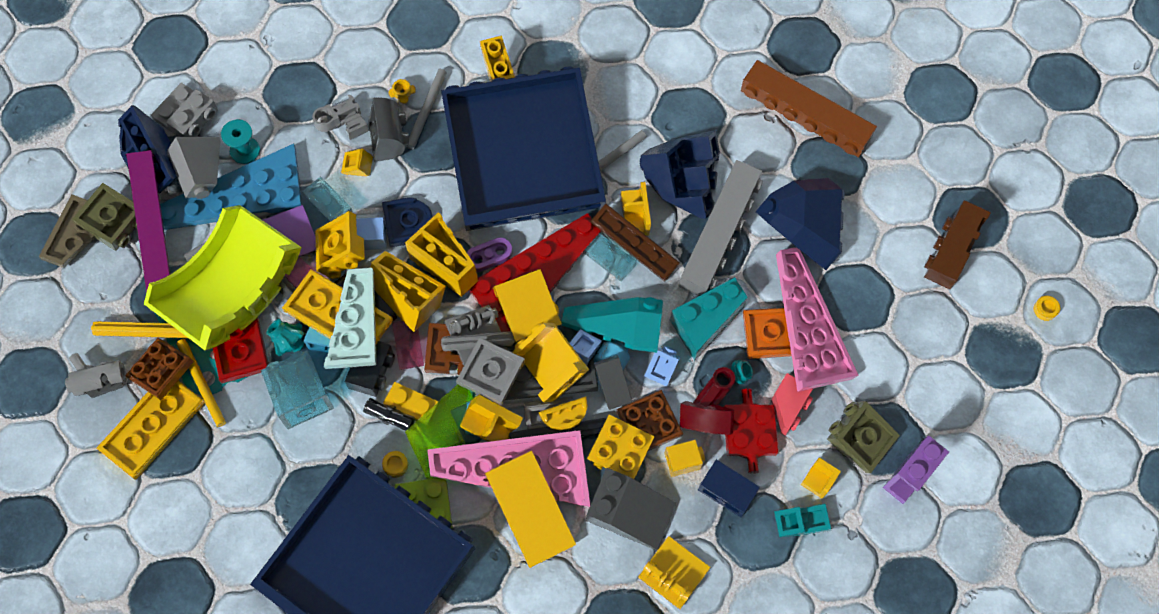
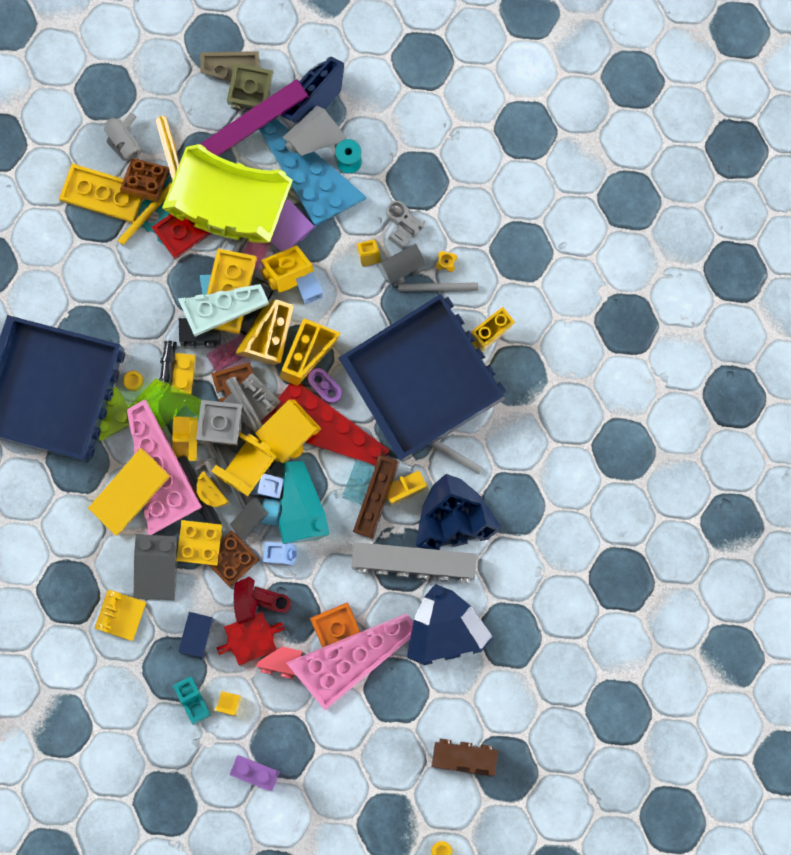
camera: 75 degrees right, 10 degrees up
(185, 111) = (363, 101): light grey plate -> none
(285, 336) = (200, 260): teal rock -> none
(296, 389) = (163, 285): clear light blue slope -> none
(326, 199) = (325, 243): clear light blue plate -> none
(404, 219) = (333, 310): dark blue tile -> none
(684, 458) = (209, 594): yellow brick -> none
(707, 315) = (331, 574): teal wedge -> none
(742, 371) = (295, 616): teal plate -> none
(808, 108) = (554, 599): dark orange brick -> none
(862, 435) = (274, 726): olive plate -> none

